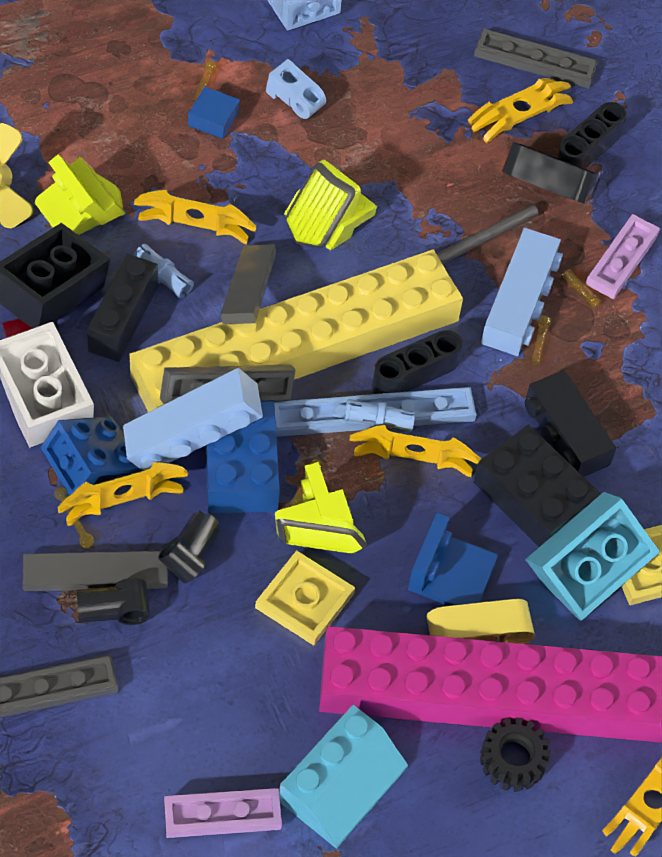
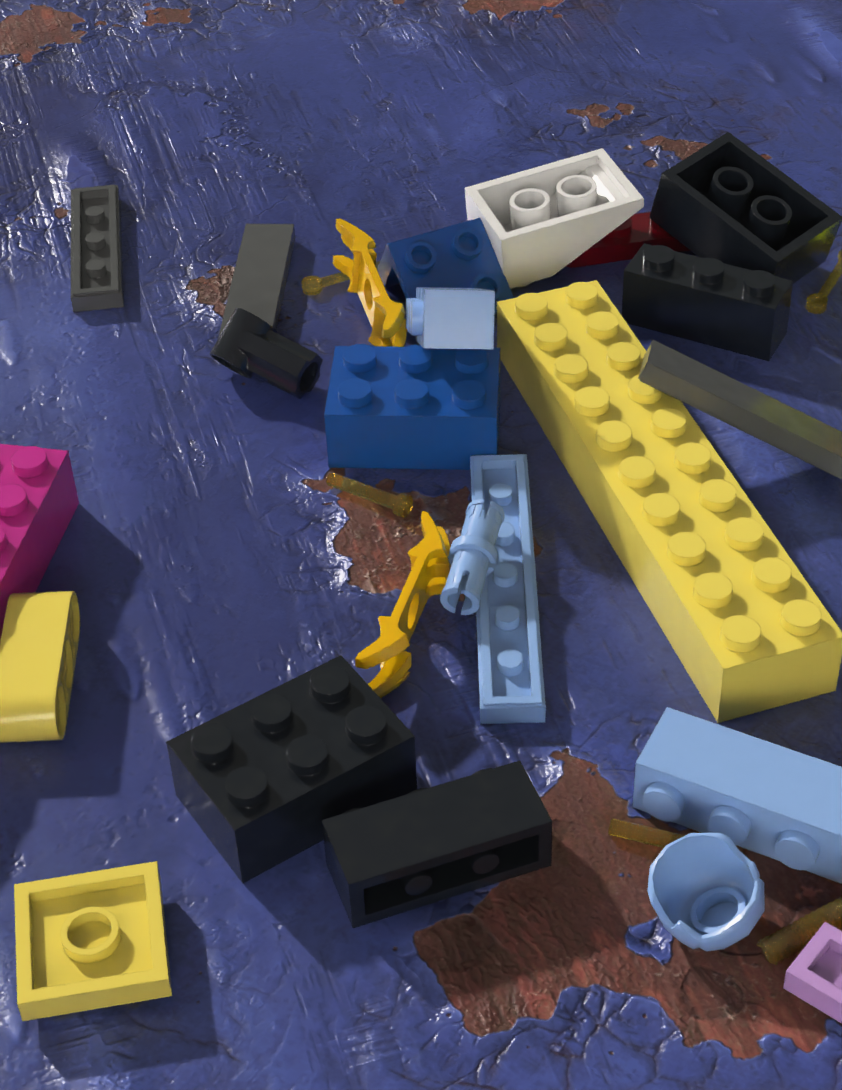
camera: 105 degrees right, 15 degrees down
(124, 602) = (196, 294): black piece -> none
(166, 272) = (791, 354): light blue pin -> none
(273, 381) = (531, 370): dark grey tile -> none
(305, 597) = (160, 480): light yellow tile -> none
(321, 520) = (277, 471): neon yellow piece -> none
(425, 352) = (595, 630): black beam -> none
(450, 568) = (165, 633): blue bracket -> none
(582, 317) = (706, 891): none -> light blue hair
(593, 554) = (114, 817): medium azure slope -> none

